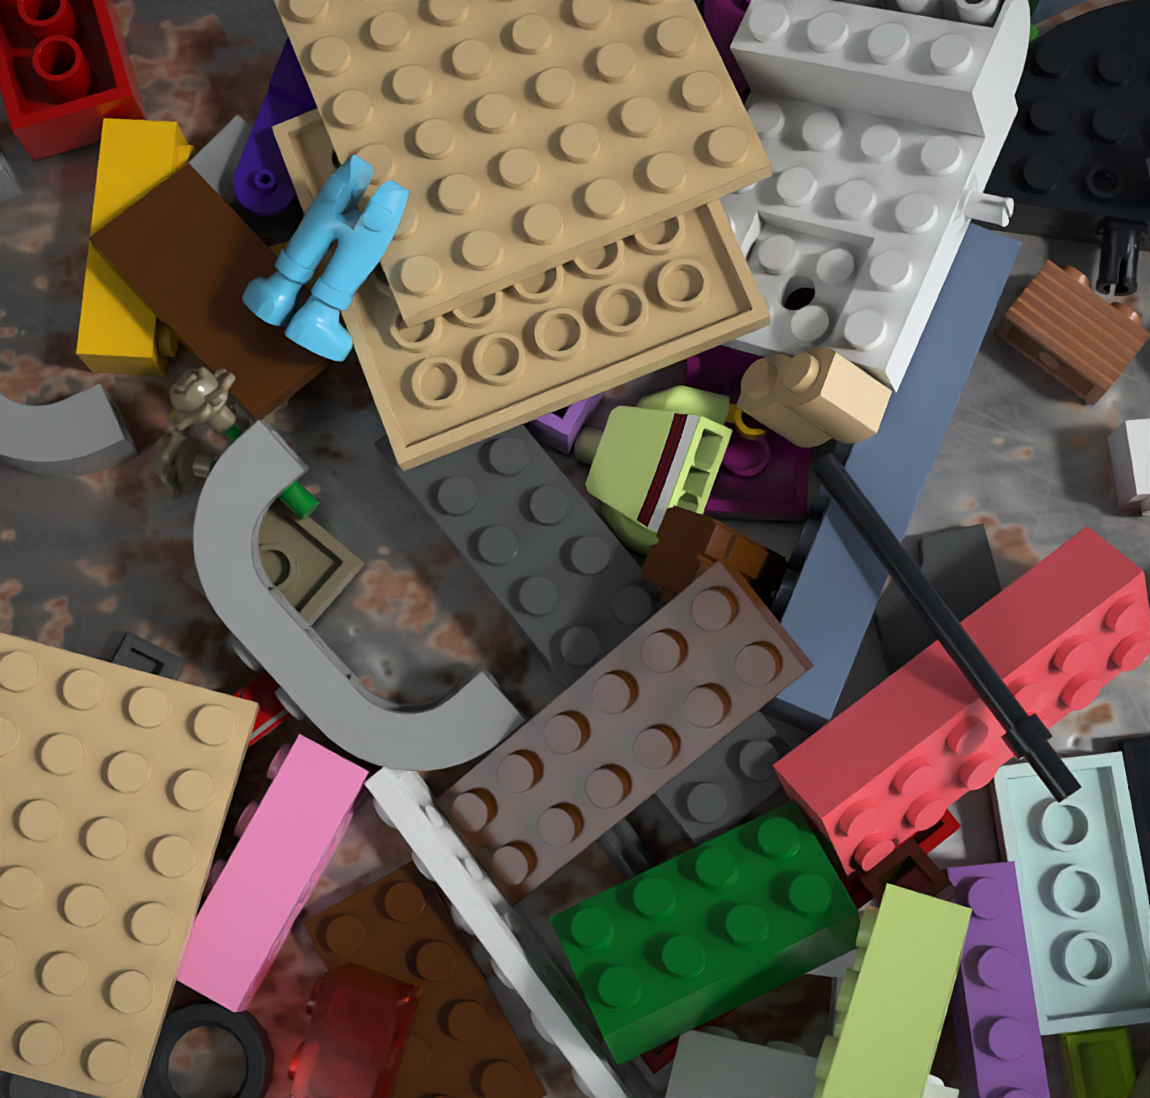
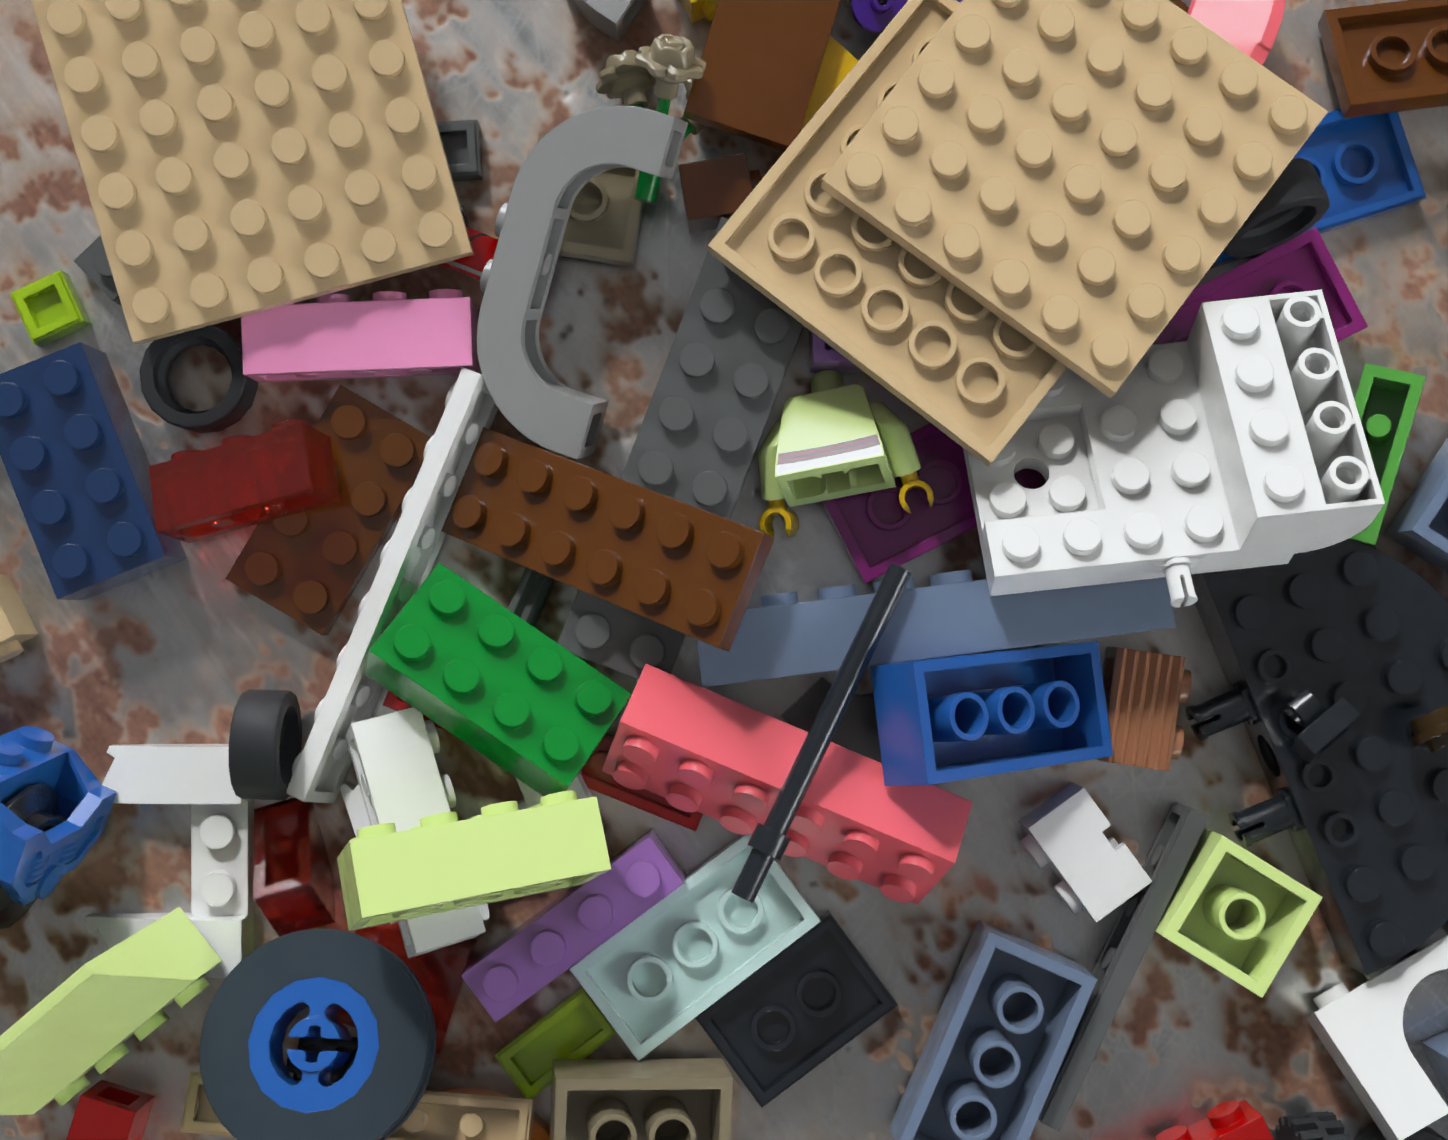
camera: 55 degrees right, 10 degrees up
(343, 439) = (715, 189): none -> reddish brown brick
(360, 247) = (862, 108): medium azure piece -> none
(694, 542) = (781, 511): reddish brown brick -> none
(813, 397) = (950, 534): tan brick -> none
(909, 869) = (623, 813): dark brown plate -> none
(1008, 463) = (990, 713): none -> blue brick

